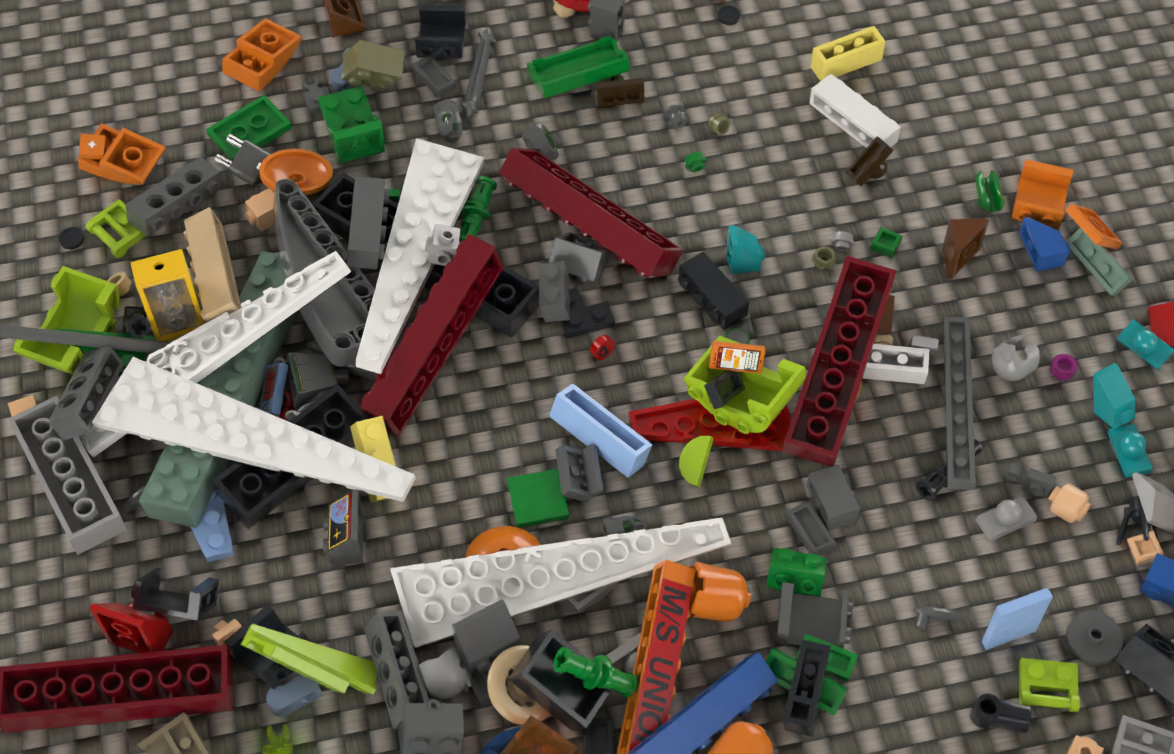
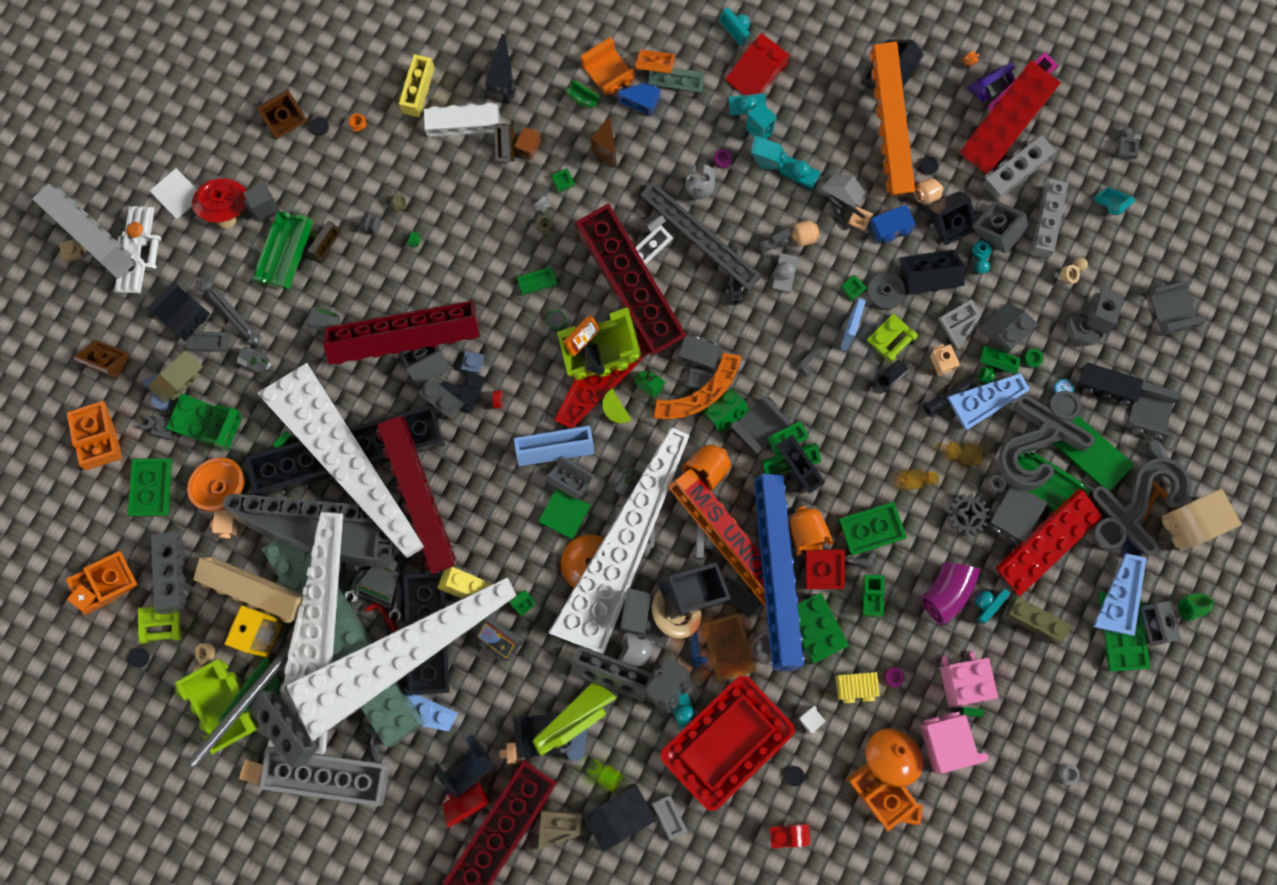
camera: 50 degrees left, 20 degrees up
(135, 321) = (249, 663): black piece -> none
(246, 162) = (178, 507): dark grey piece -> none
(273, 388) = (368, 613): medium blue tile -> none
(366, 220) = (303, 473): dark grey brick -> none
(403, 521) = (522, 602): none -> green plate
(442, 244) = (364, 442): light grey brick -> none
(475, 209) = (340, 398): green piece -> none
(595, 672) = (709, 571): green piece -> none
(620, 300) = (472, 362): none -> sand blue plate
(713, 290) = (513, 306): black brick -> none
(743, 251) = (503, 267): teal slope -> none
(754, 475) = (649, 383): none -> green rock
(762, 295) = (537, 281): none -> green tile
(763, 38) = (357, 118): none -> orange plate
(799, 539) = (705, 396): none -> orange tile
(891, 183) = (528, 142): none -> dark orange brick
(934, 108) = (500, 79): none -> black slope
(1063, 600) = (853, 287): none -> green tile
(1140, 364) = (760, 121): none -> teal brick

